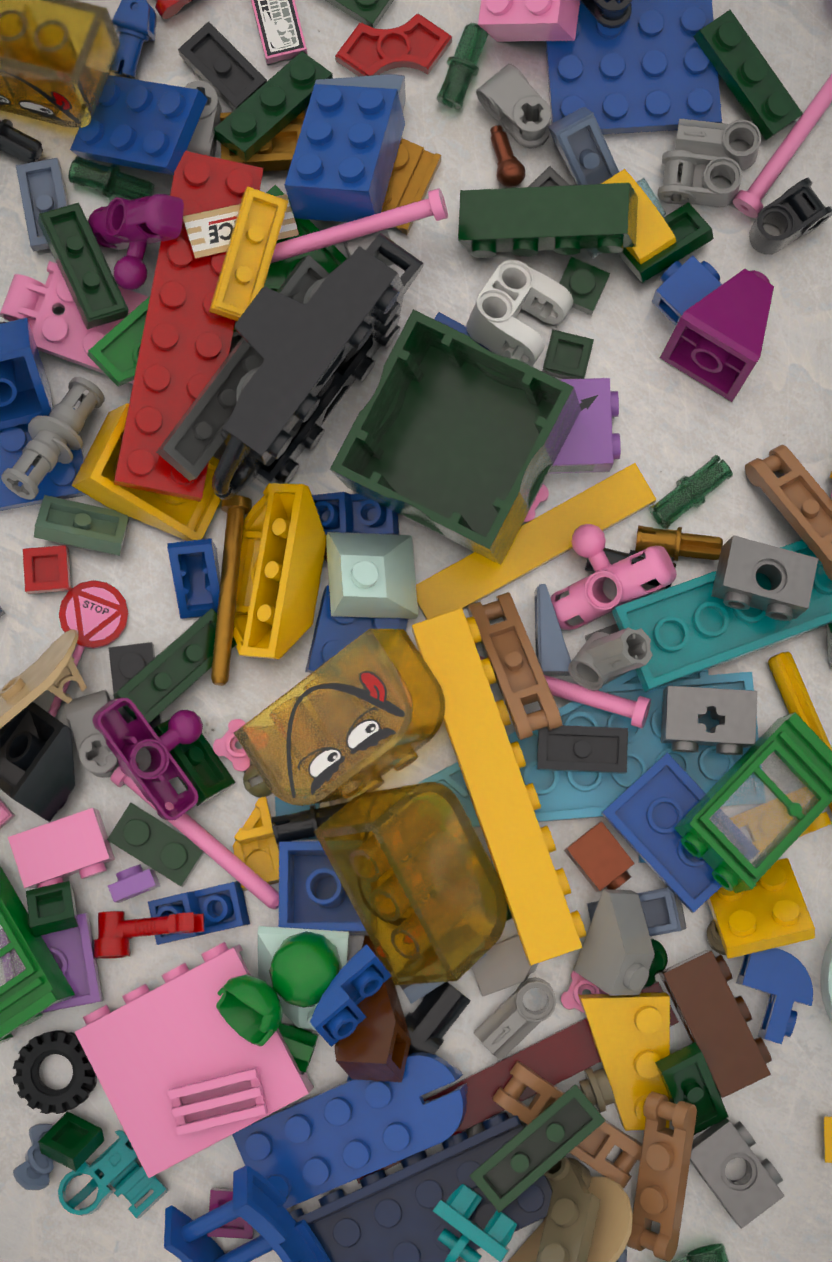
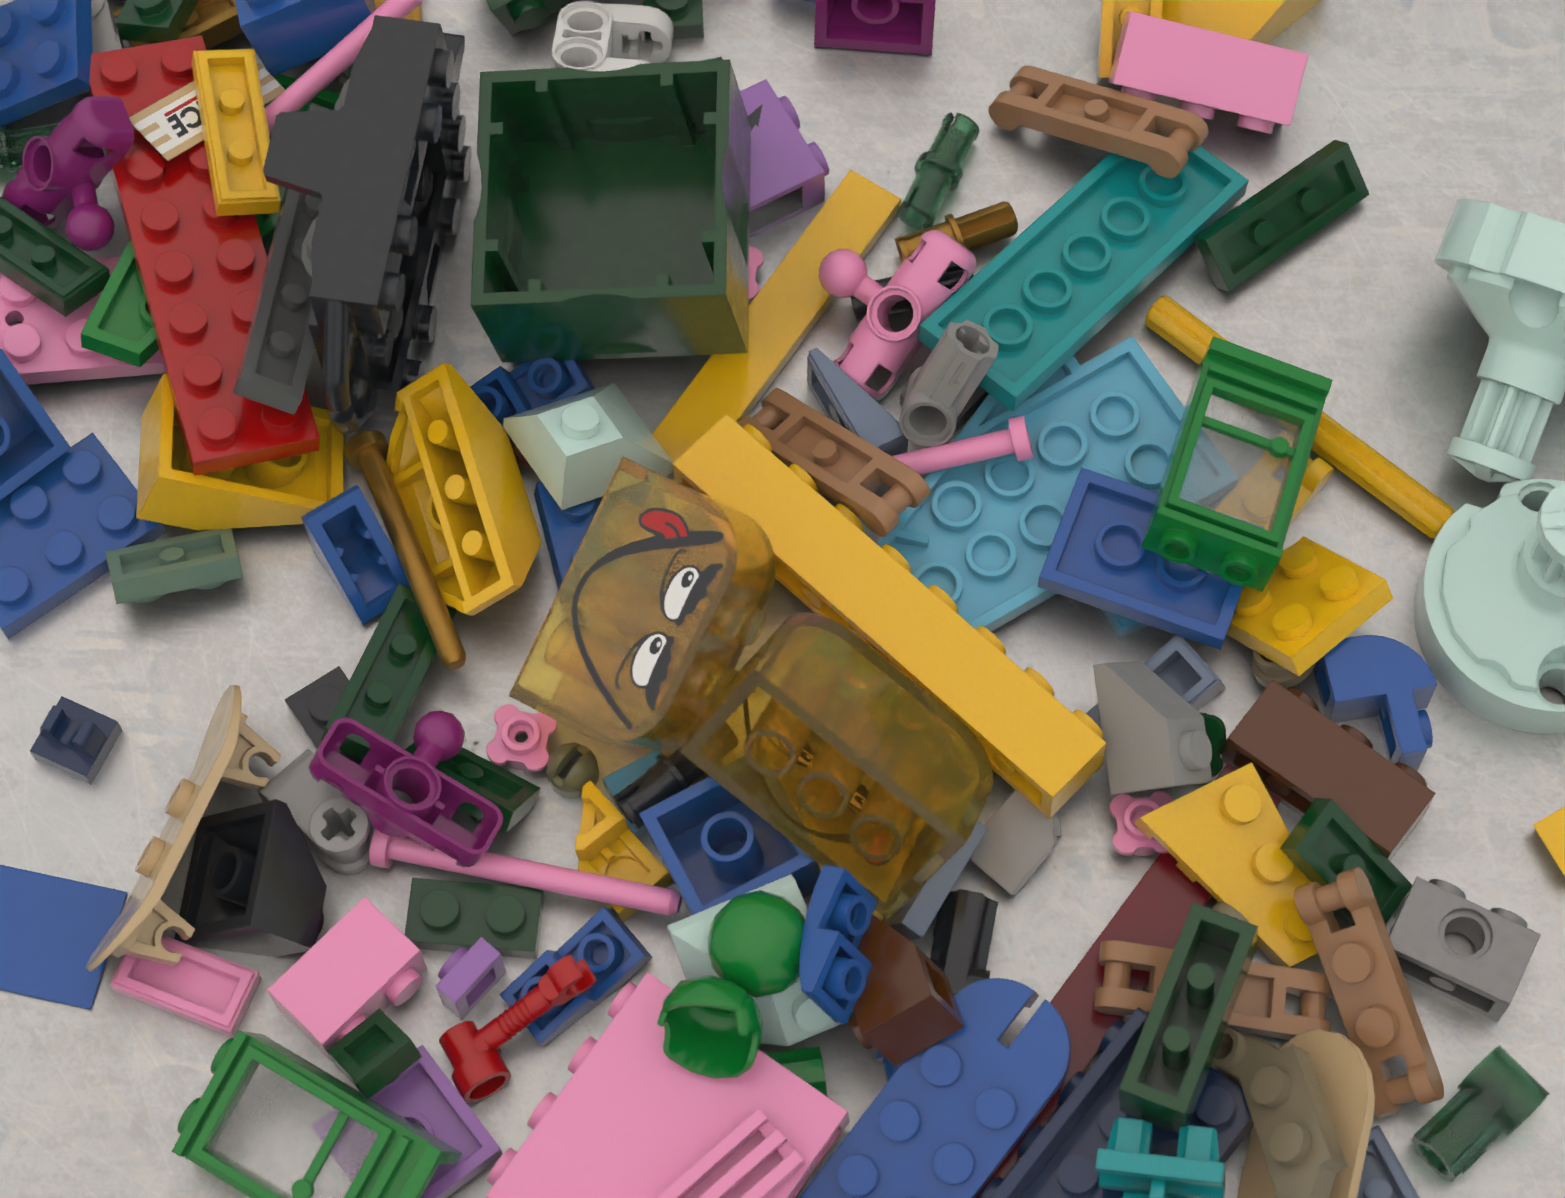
camera: 25 degrees left, 15 degrees down
(46, 569) = (153, 642): red plate -> none
(53, 438) = (84, 466): light grey piece -> none
(98, 616) = (249, 660): piece -> none
(513, 1020) = (1069, 897): light grey piece -> none
(583, 749) = (971, 518): black plate -> none
(600, 858) = (1066, 644): copper brick -> none
(732, 708) = (1110, 404): flat silver brick -> none
(788, 571) = (1086, 205): flat silver brick -> none

